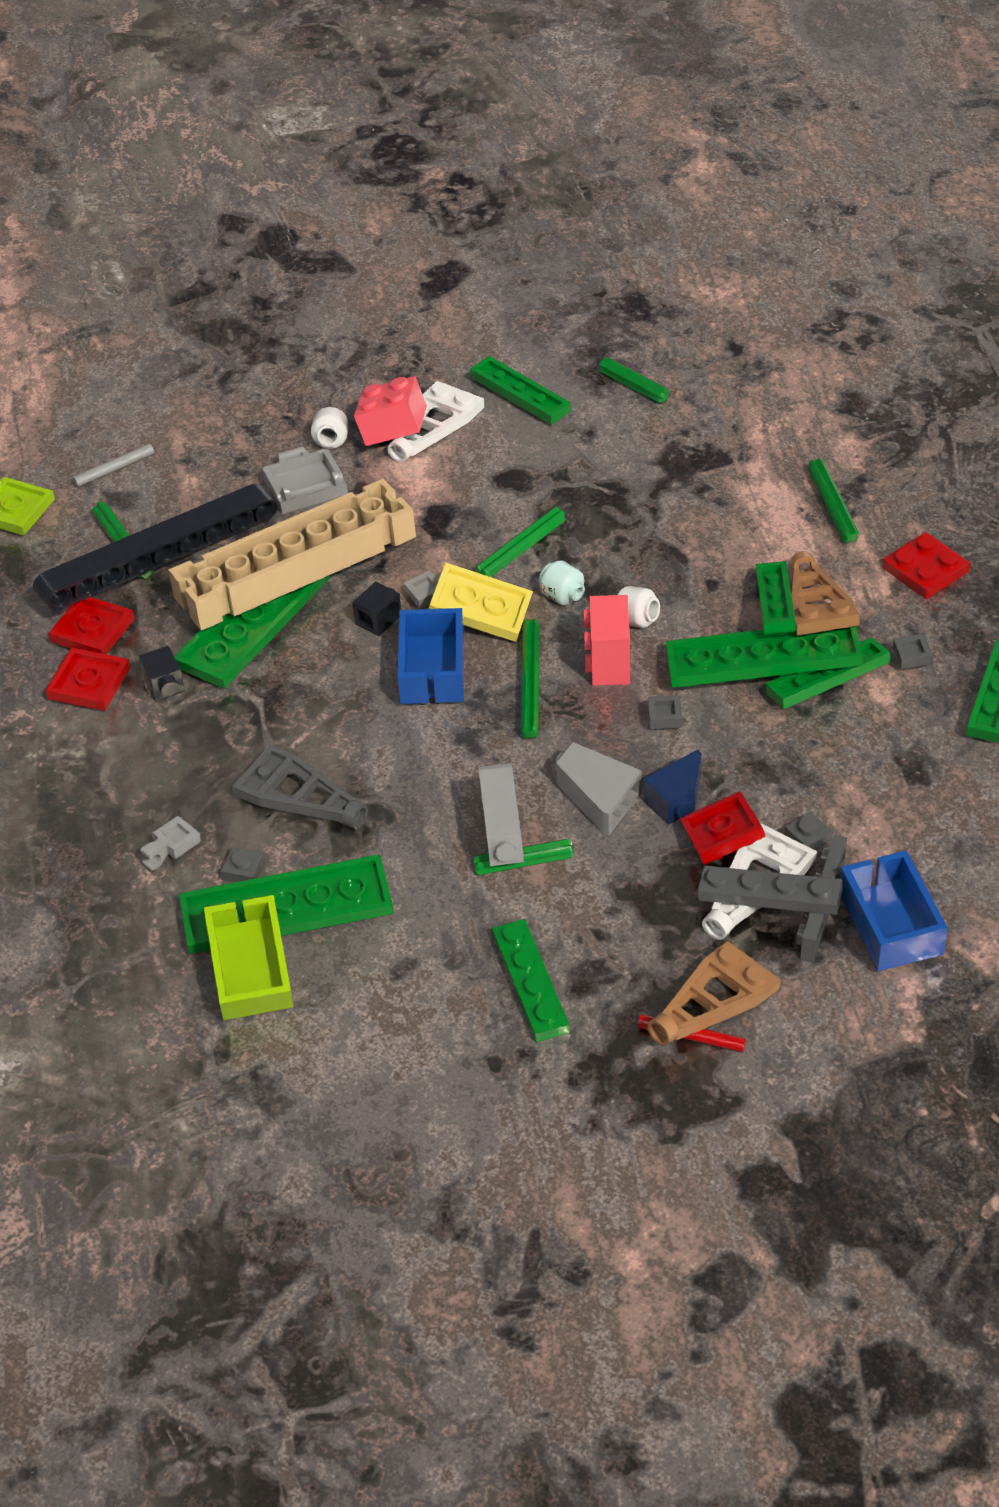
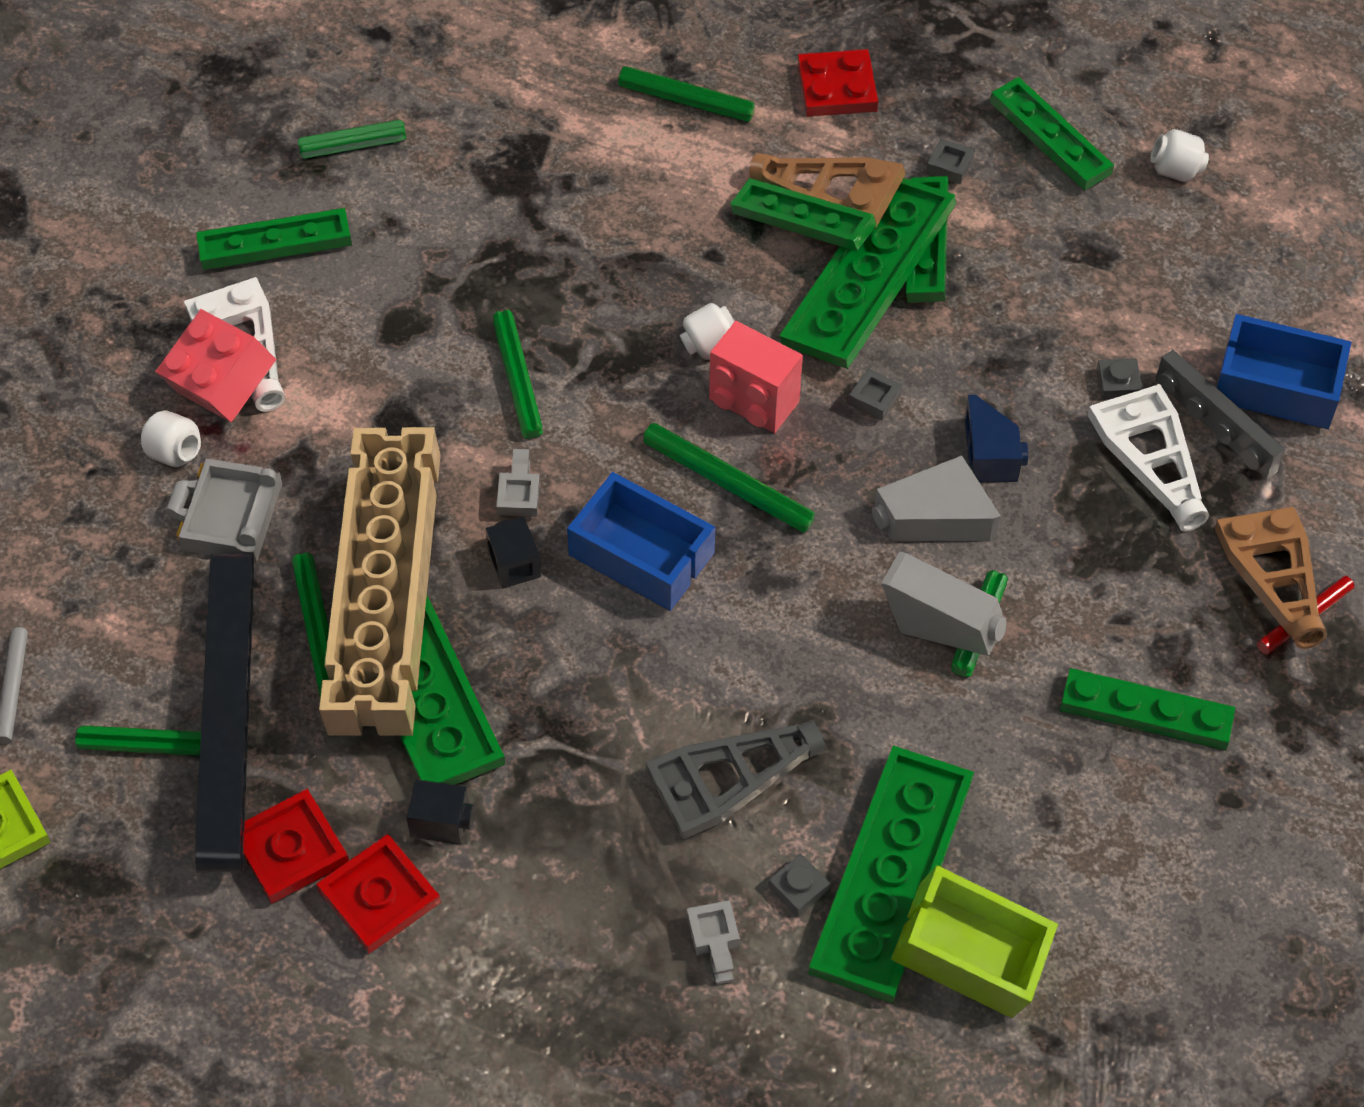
camera: 60 degrees left, 10 degrees up
(485, 601) = (587, 451): light yellow plate -> none
(561, 582) = (616, 371): light aqua head -> none
(722, 827) = (1078, 437): red plate -> none
(770, 890) = (1198, 446): dark grey plate -> none

